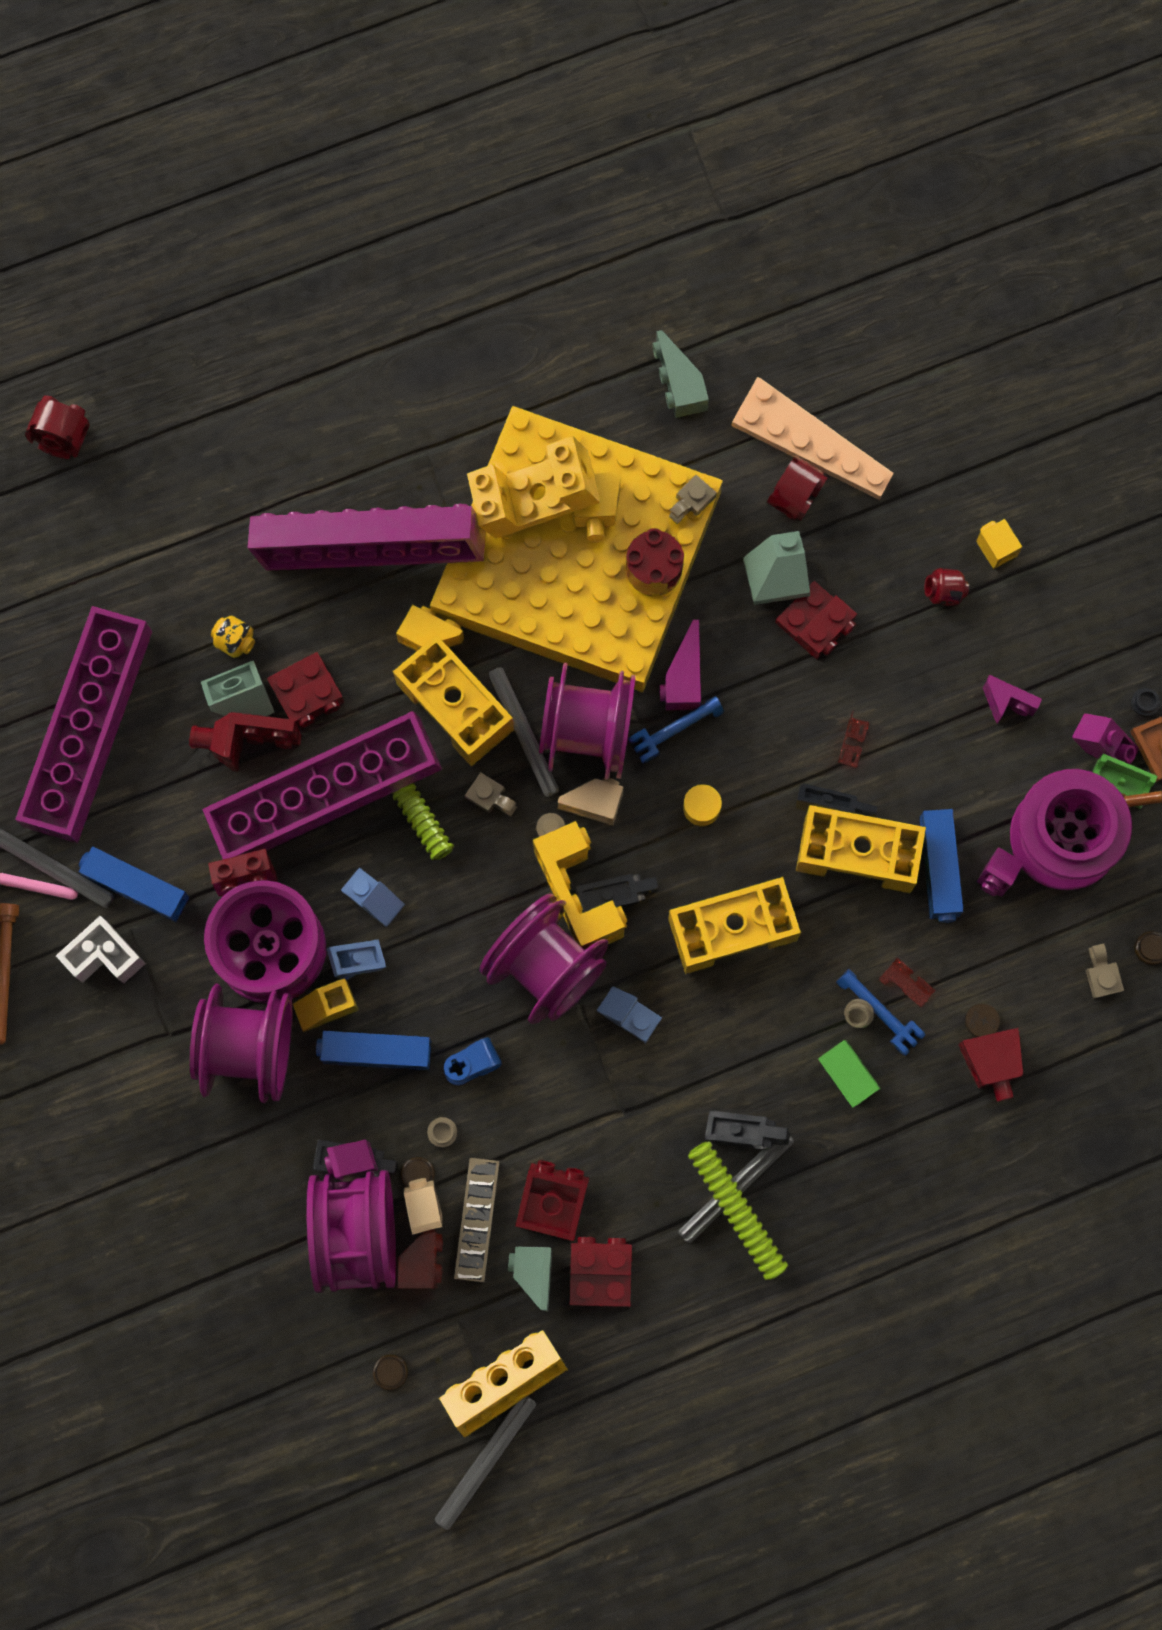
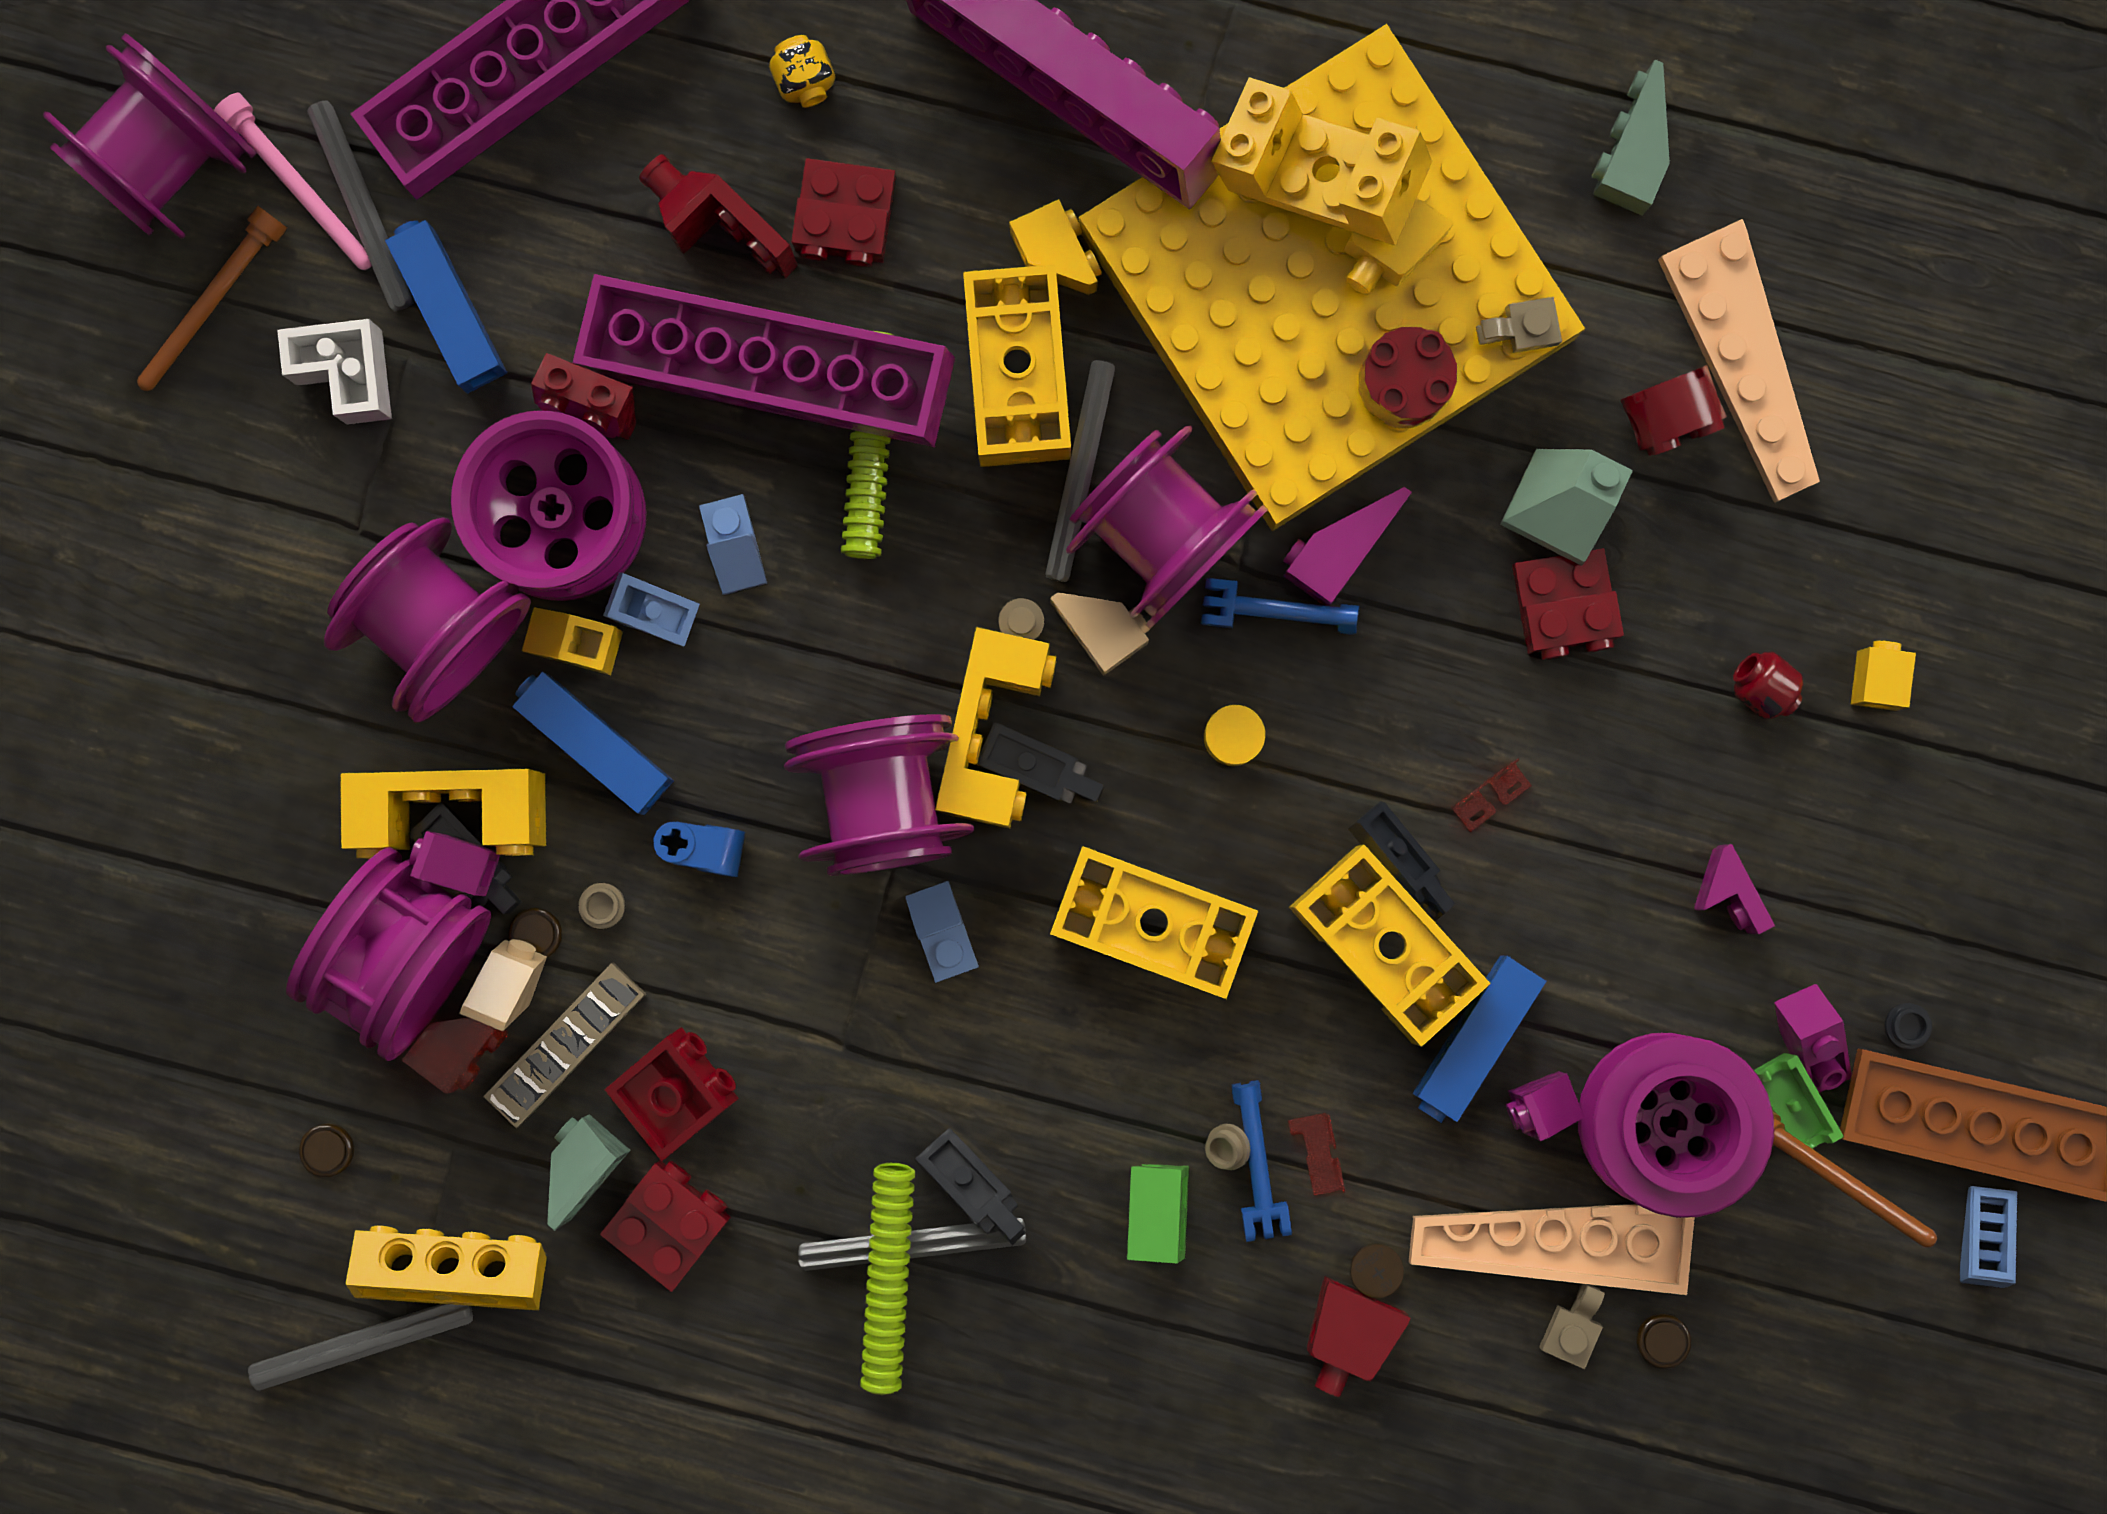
camera: 35 degrees right, 10 degrees up
(238, 692) = (754, 153): sand green slope -> none
(282, 1156) = (378, 807): none -> yellow plate
(488, 794) = (974, 519): dark tan plate -> none
(1080, 924) = (1572, 1244): none -> light nougat wing

